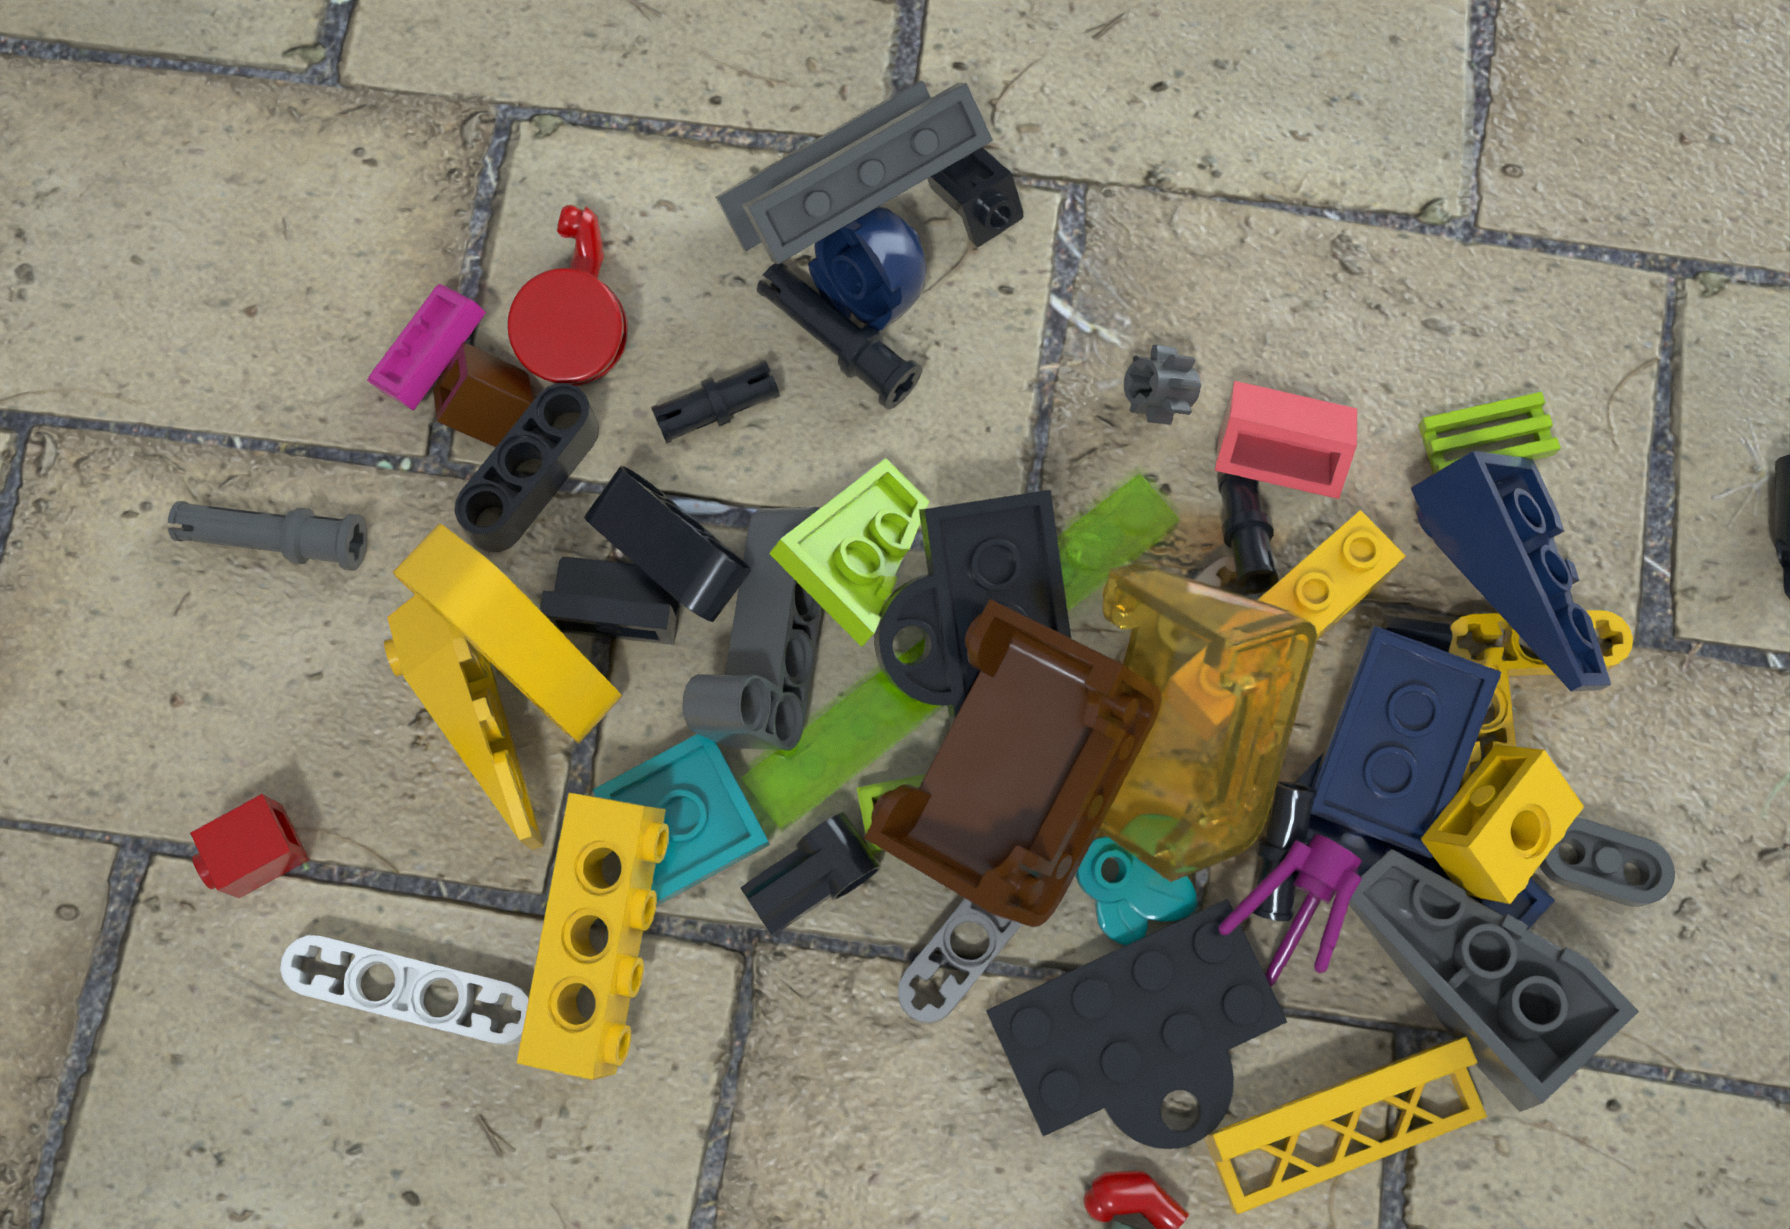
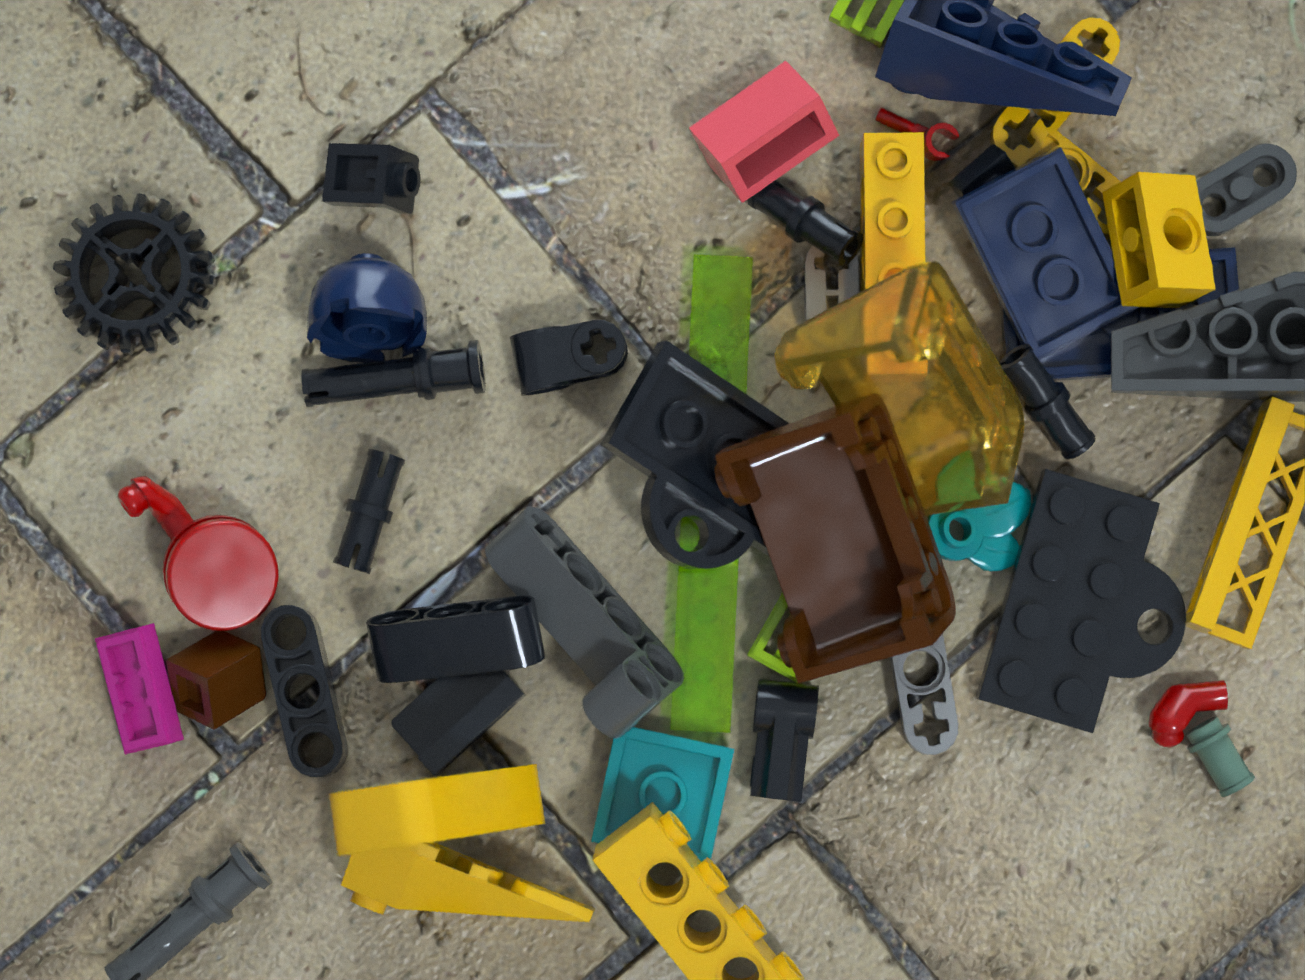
camera: 50 degrees left, 10 degrees up
(778, 98) = (96, 241): none -> black gear
(854, 169) = (289, 262): dark grey fence -> none
(854, 547) = (579, 510): lime wing -> none
(963, 439) = (555, 356): none -> black piece
(1162, 384) = (644, 180): dark grey gear -> none
(1323, 872) = (1087, 392): magenta plant -> none
(1416, 575) = (905, 126): none -> red hand

